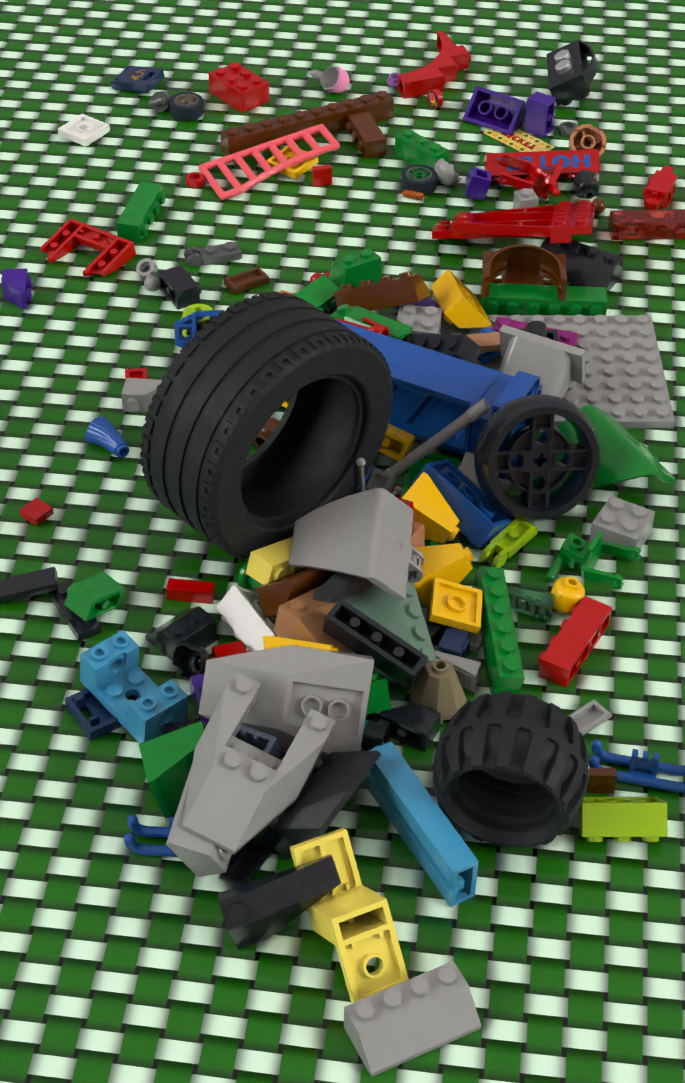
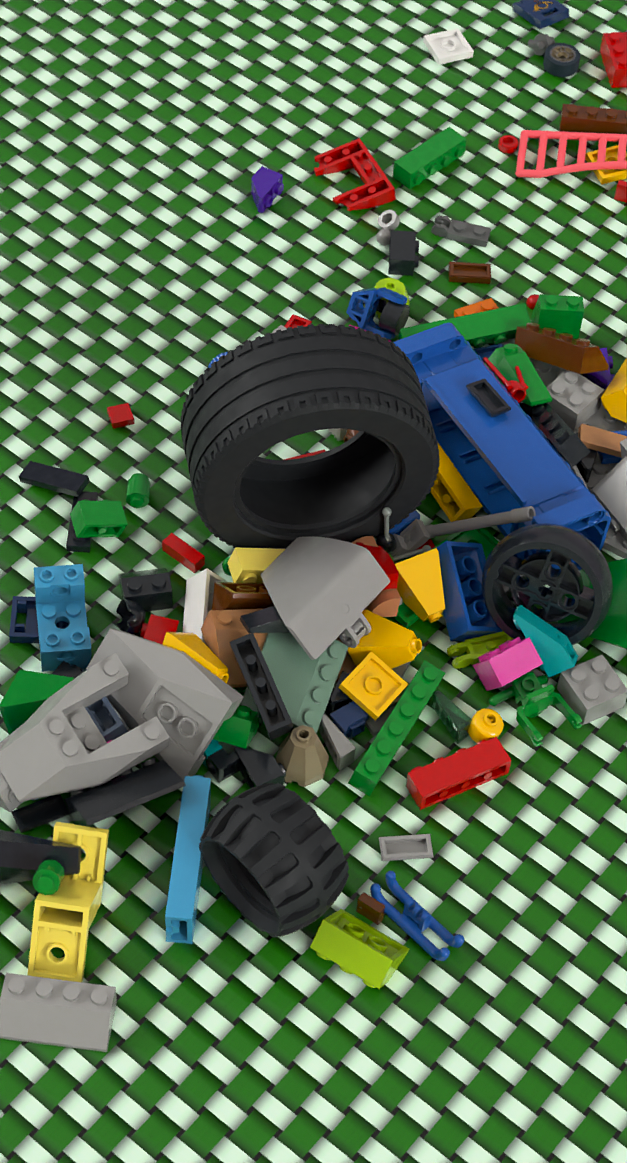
camera: 30 degrees right, 10 degrees up
(107, 560) = (138, 490): none -> green brick
(323, 896) = (48, 877): none -> green brick
(381, 342) = (488, 398): none -> black tile
(545, 537) = (507, 663): none -> dark pink brick
(571, 505) = (549, 642): none -> teal slope

